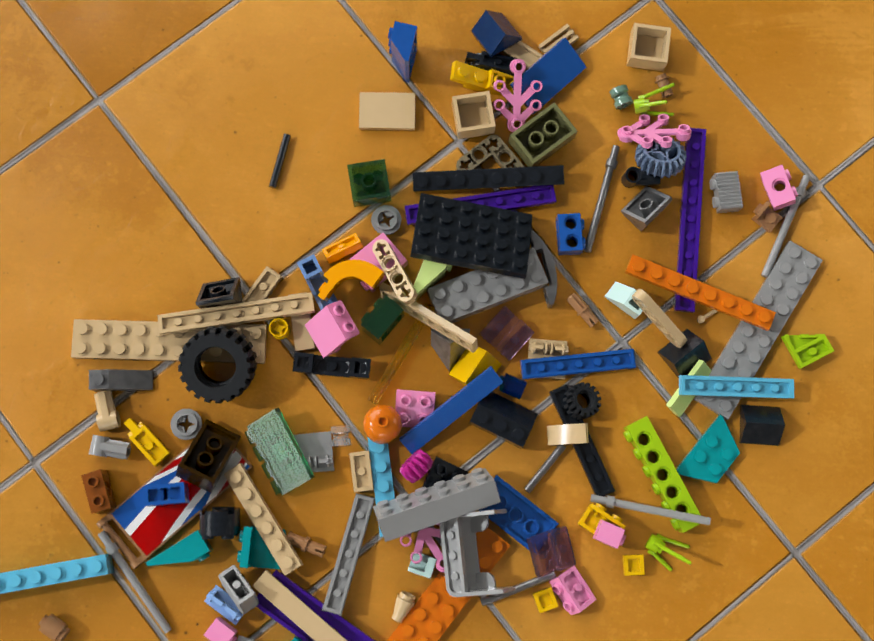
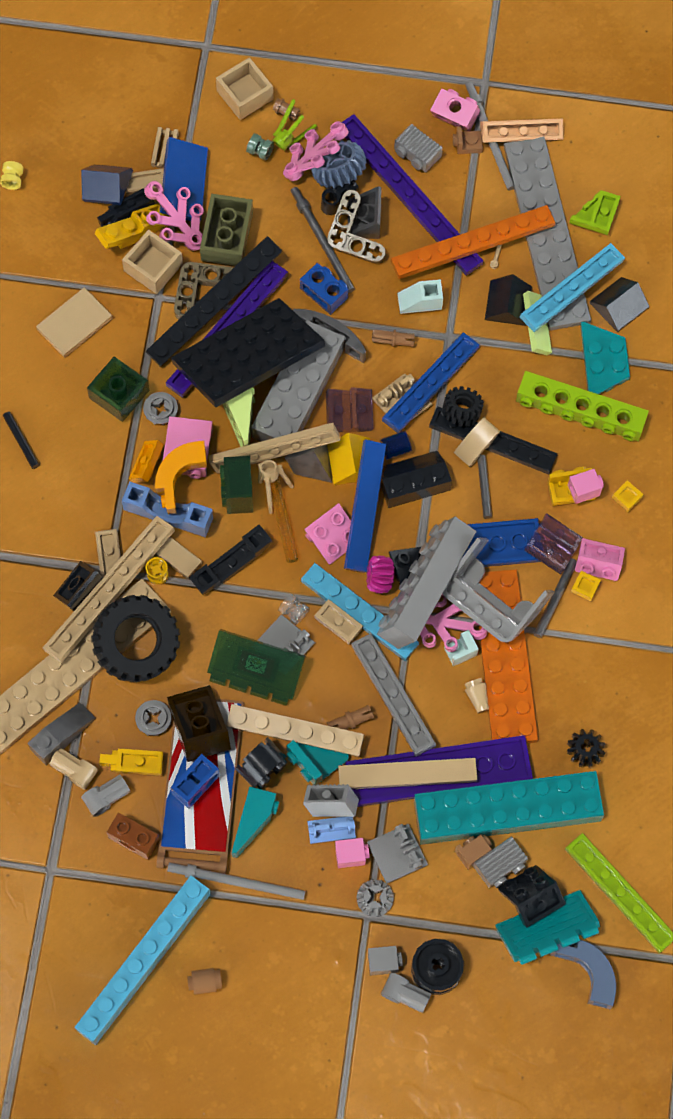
camera: 40 degrees left, 10 degrees down
(331, 328) = (203, 527): bright pink panel -> none
(382, 424) = (319, 566): orange cylinder -> none
(396, 270) = (212, 433): tan beam -> none
(403, 47) = (43, 256): blue slope -> none
(407, 332) = (269, 473): none -> tan plant
(611, 502) = (563, 461): light grey bar -> none
(619, 214) = (348, 238): none -> beam
(656, 544) = (629, 463): lime plant -> none
(659, 318) = (461, 286): tan beam -> none
(811, 241) = (521, 130): none -> light nougat slope

